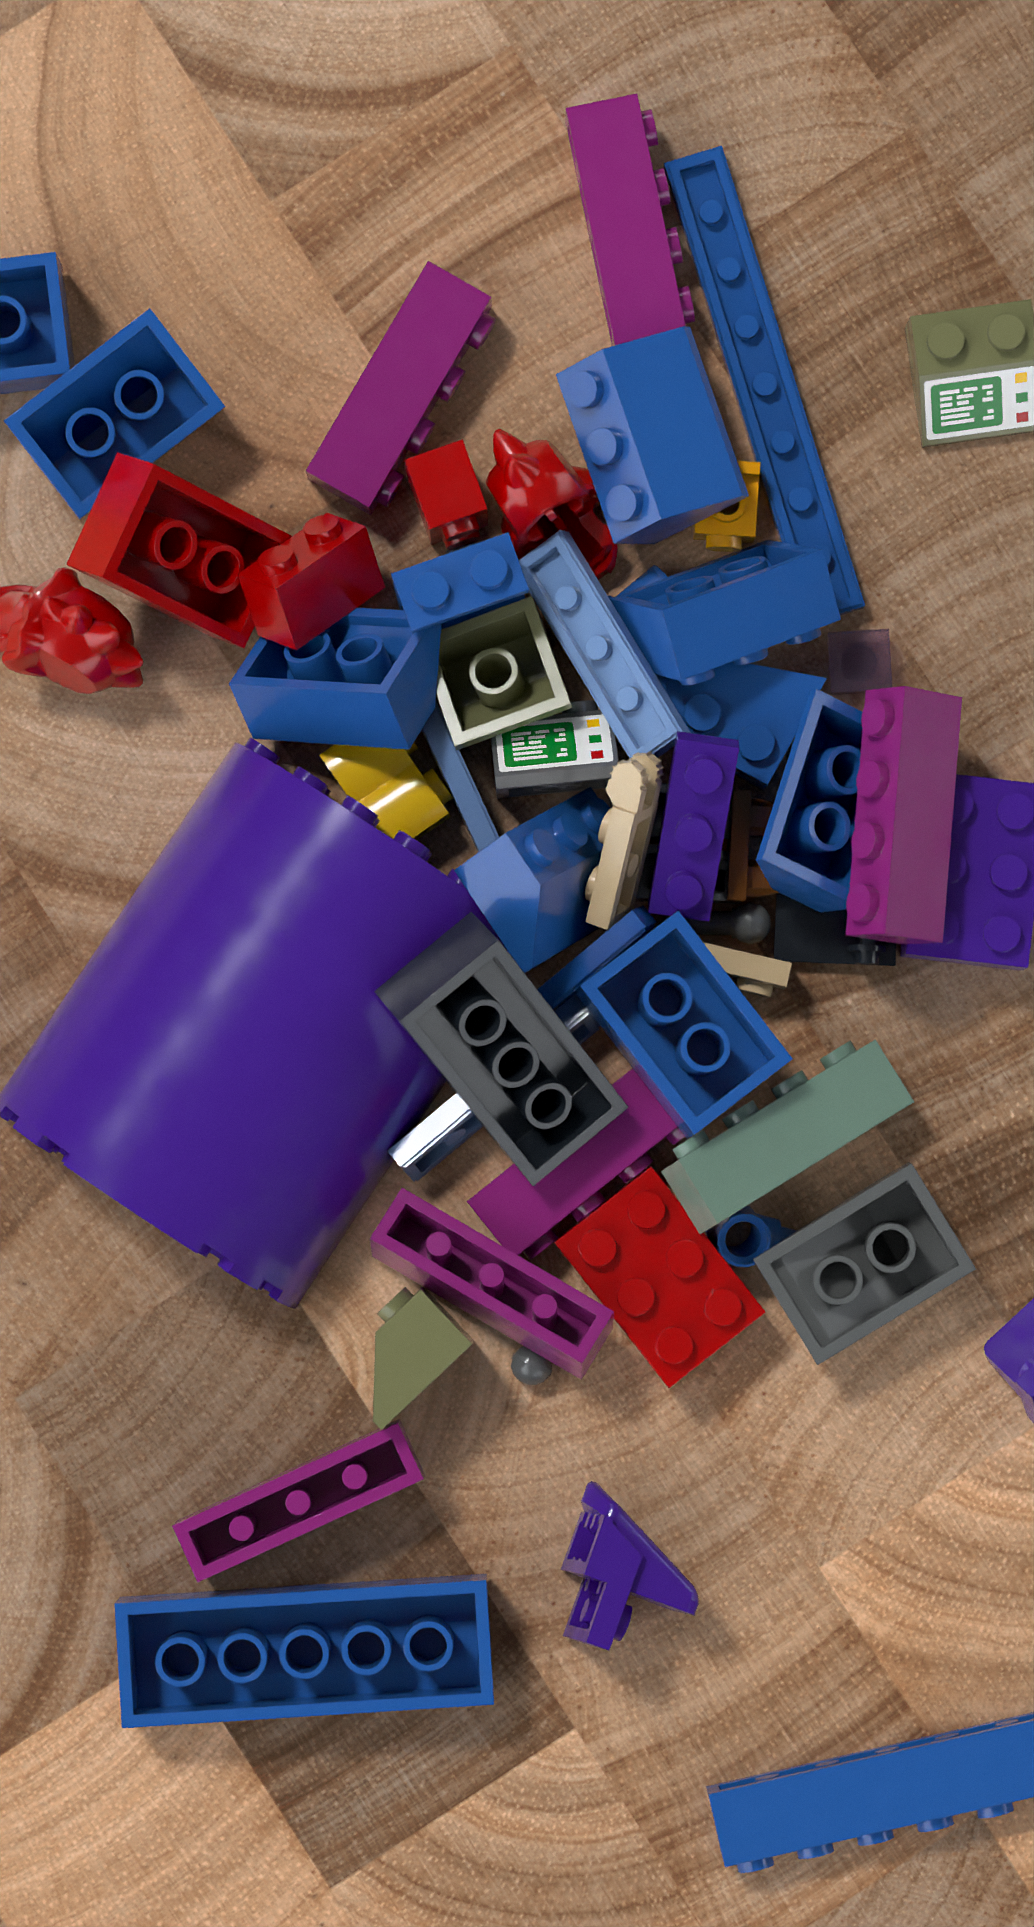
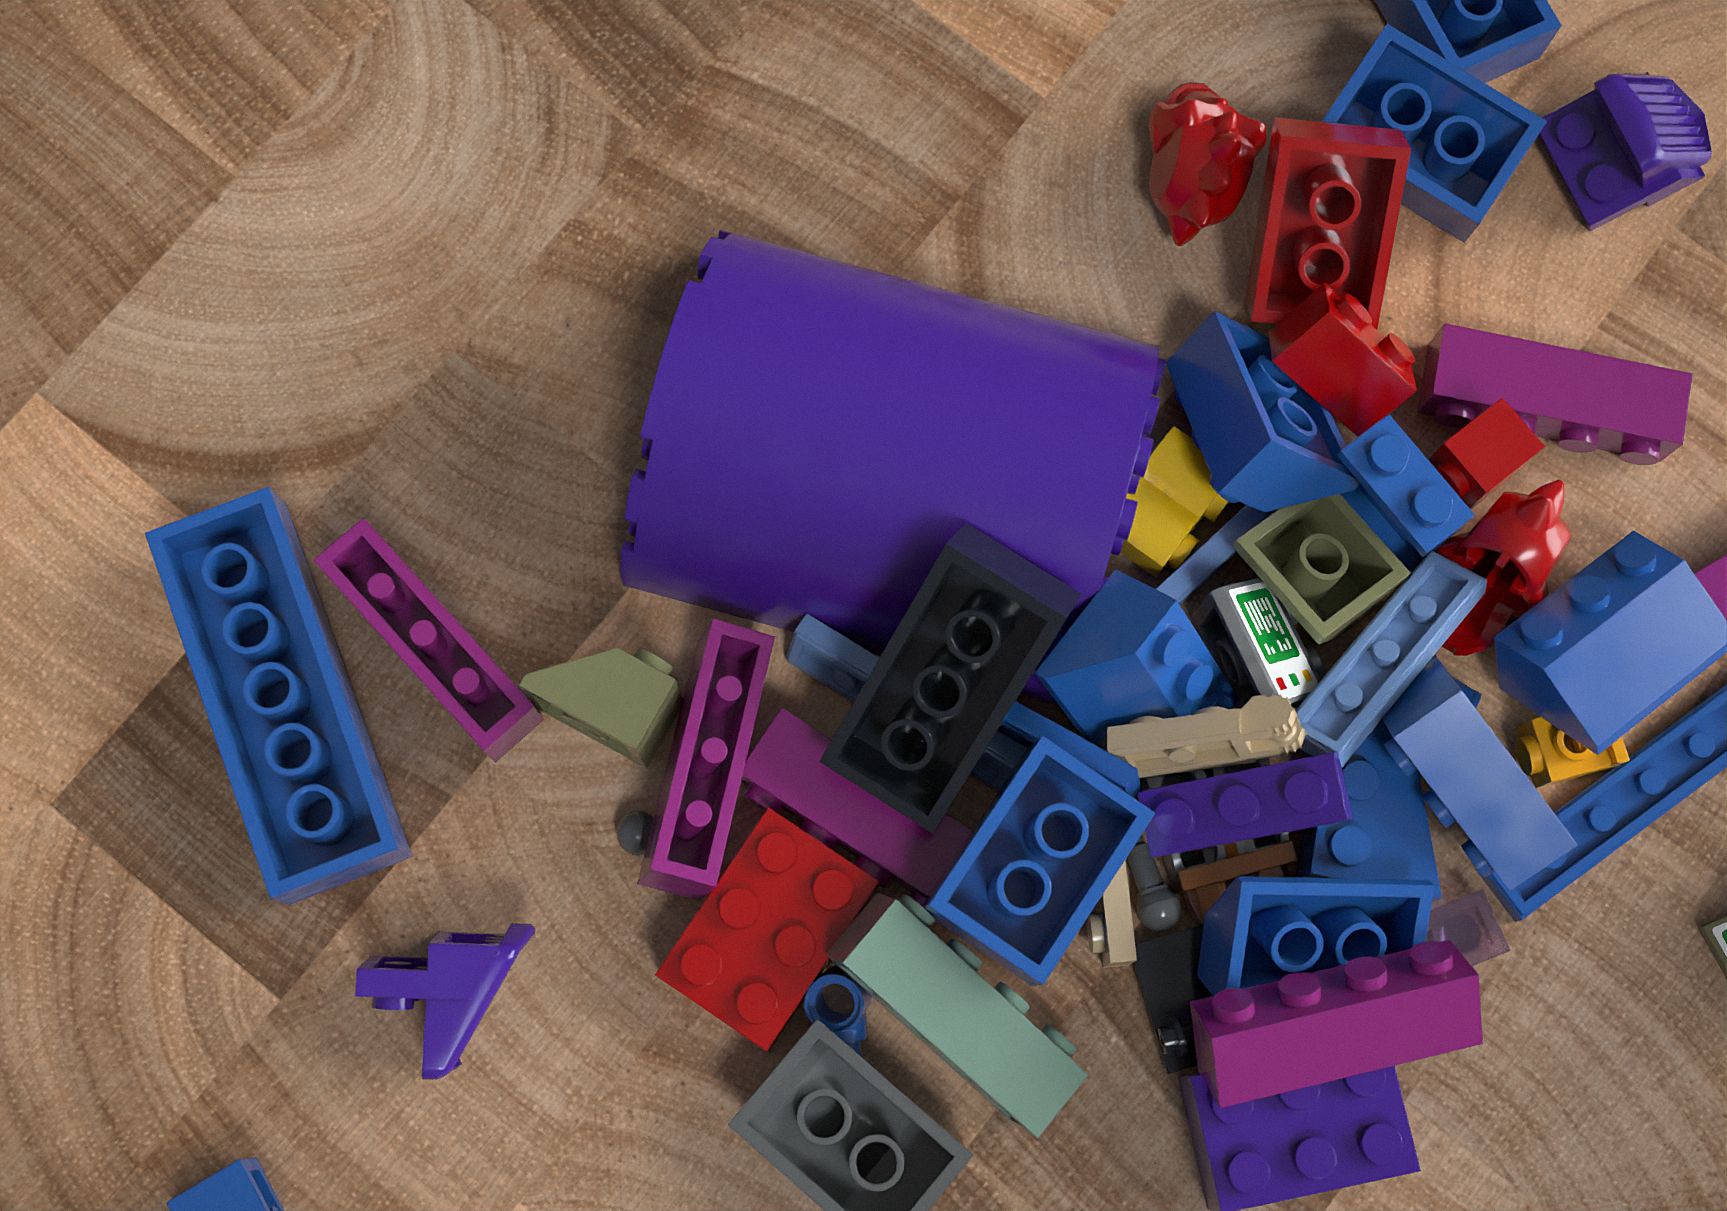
camera: 70 degrees right, 10 degrees down
(180, 220) = (1627, 144): none -> dark purple piece

